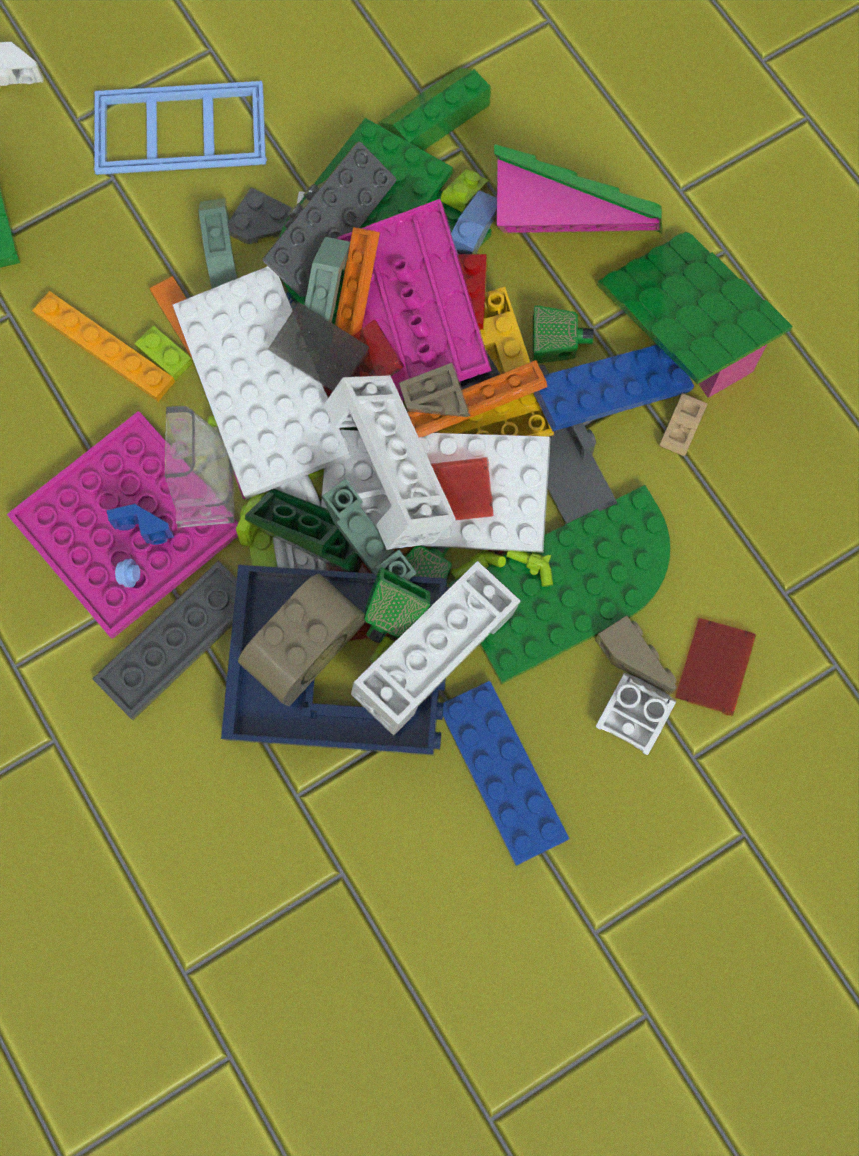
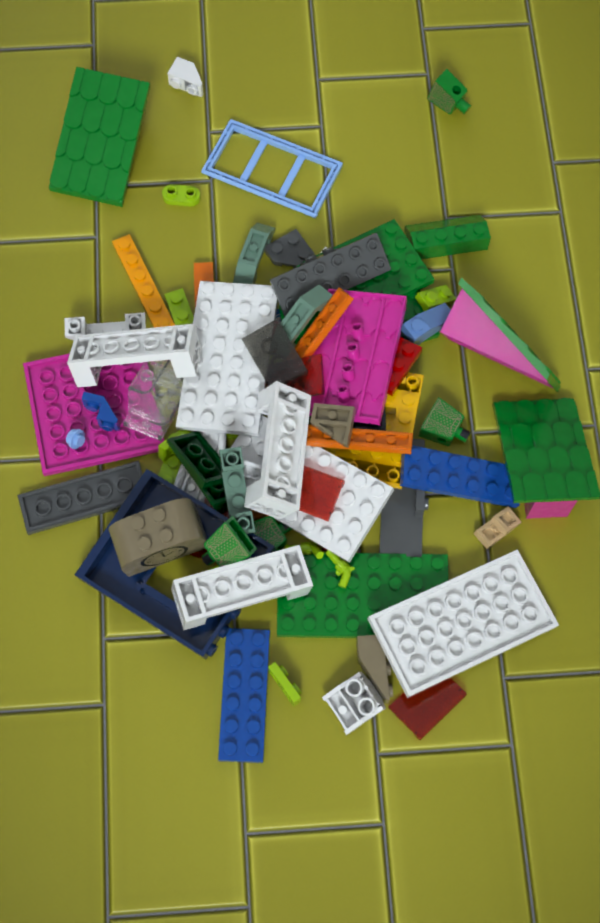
camera: 25 degrees right, 5 degrees down
(86, 214) = (180, 195): none -> lime plate
(90, 424) = (78, 325): none -> white slope
(139, 424) = (172, 343): none -> white plate
(533, 728) = (280, 676): none -> lime plate
(708, 556) = (462, 623): none -> white plate

